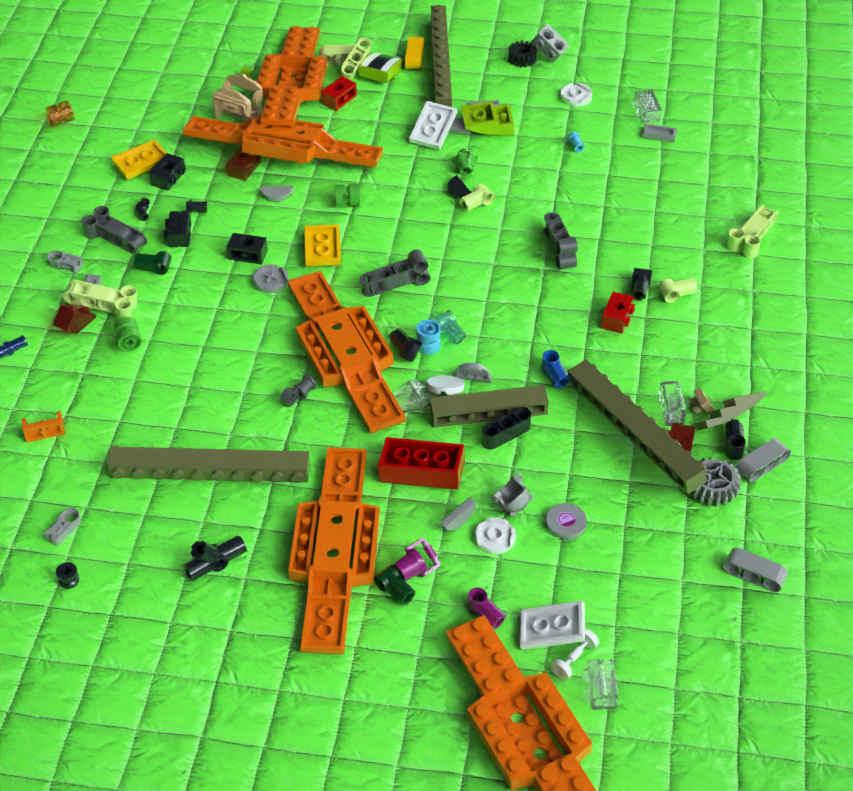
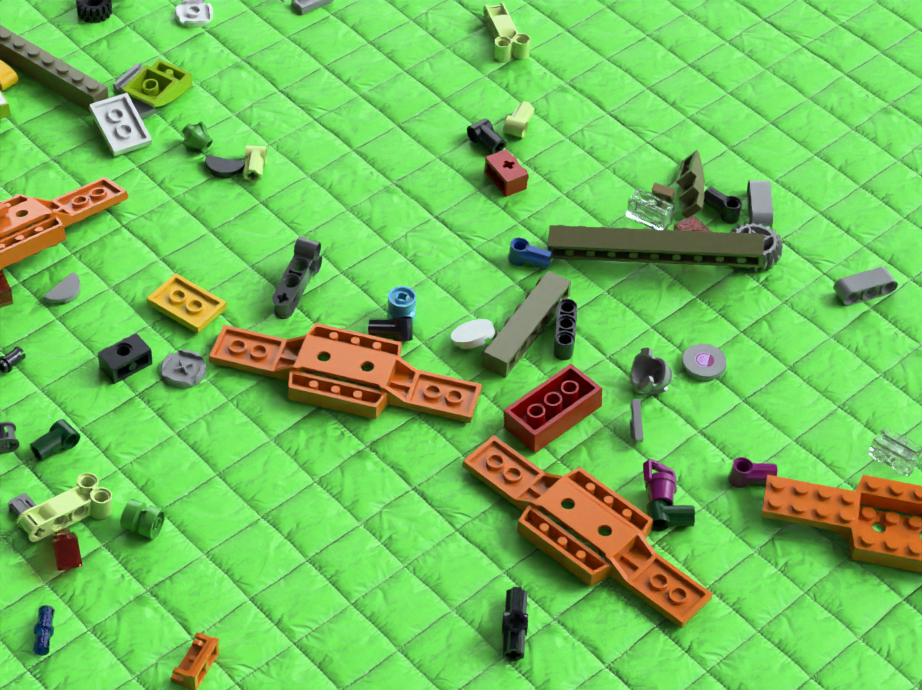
camera: 55 degrees left, 0 degrees up
(178, 229) = (30, 392): black brick -> none
(209, 464) = (389, 562): olive brick -> none
(300, 391) = (366, 437): dark grey connector -> none
(353, 194) = (141, 242): bright green wheel -> none
(413, 396) = (460, 363): clear slope -> none
(450, 326) = (391, 279): clear light blue piece -> none
(474, 372) = (472, 308): light grey tile -> none
(495, 535) = (674, 417): white tile -> none
(552, 625) = (812, 441): white tile -> none
(560, 241) = (381, 146): dark grey piece -> none
(561, 668) = (859, 465): white wheel -> none
(574, 139) = (259, 54): medium azure pin -> none

